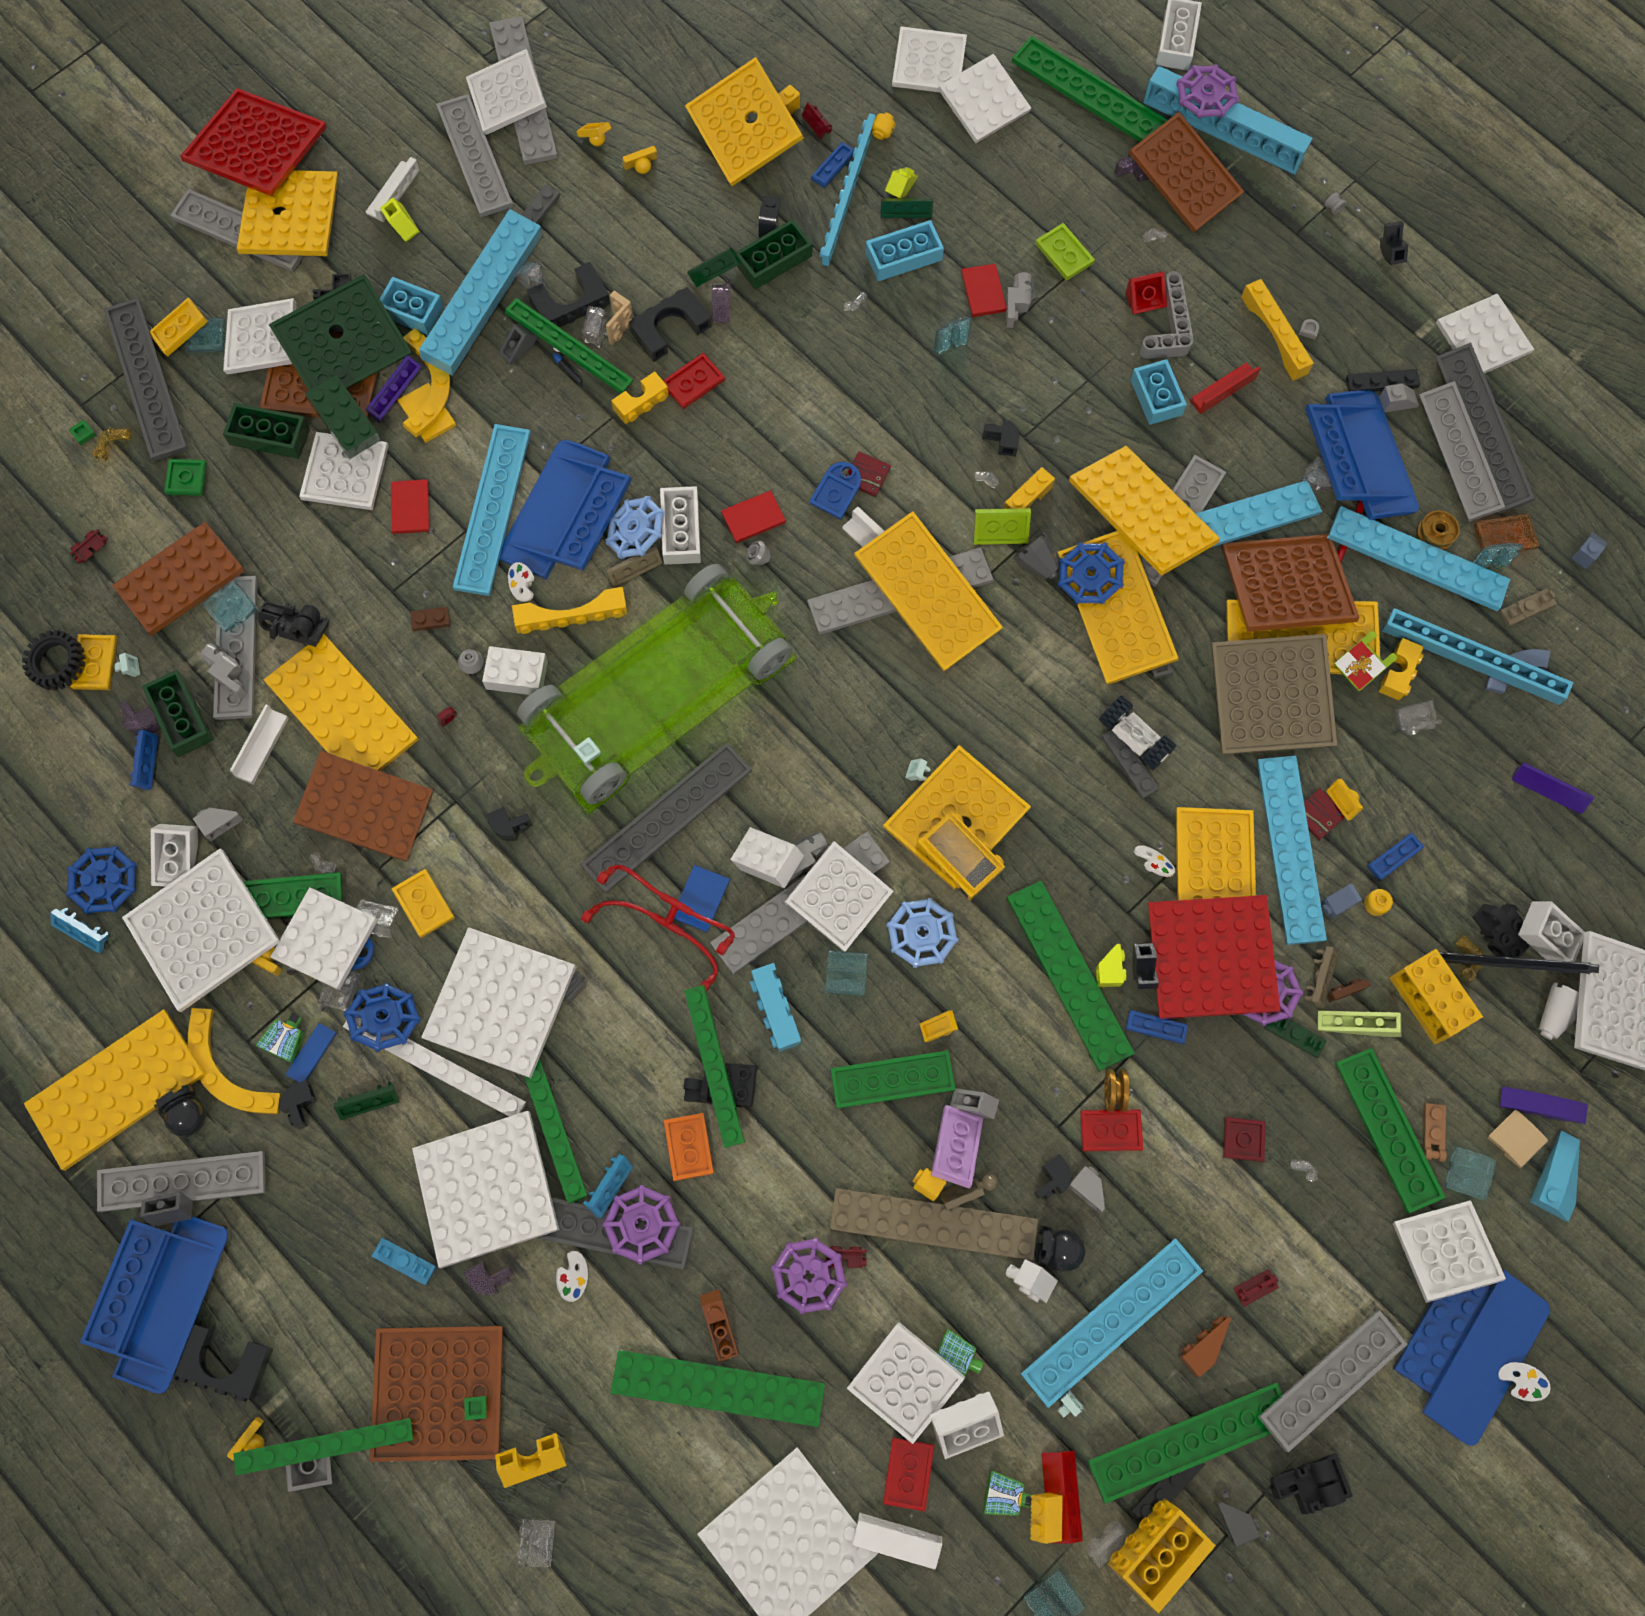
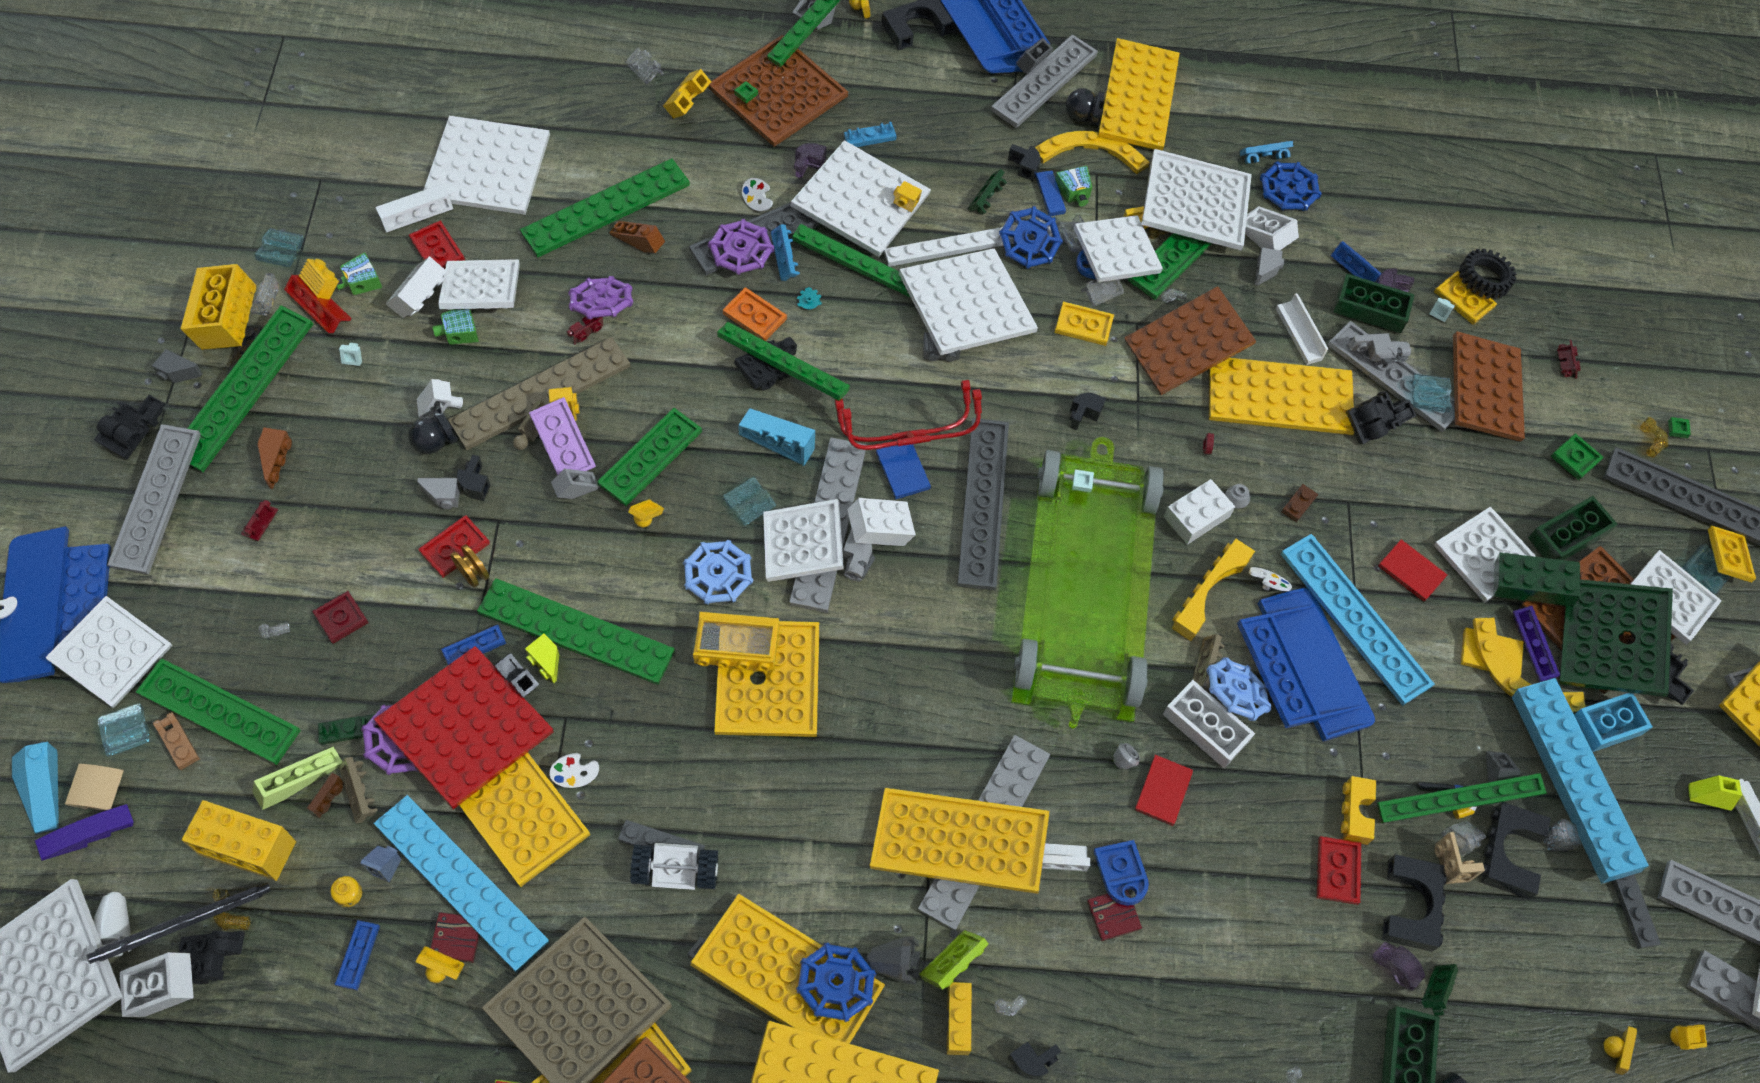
camera: 135 degrees right, 10 degrees down
(449, 1146) = (907, 196): none -> yellow brick
(626, 1125) = (809, 299): none -> teal piece
(916, 770) = (832, 686): light aqua tile -> none
(1111, 1323) = (356, 425): medium azure plate -> none

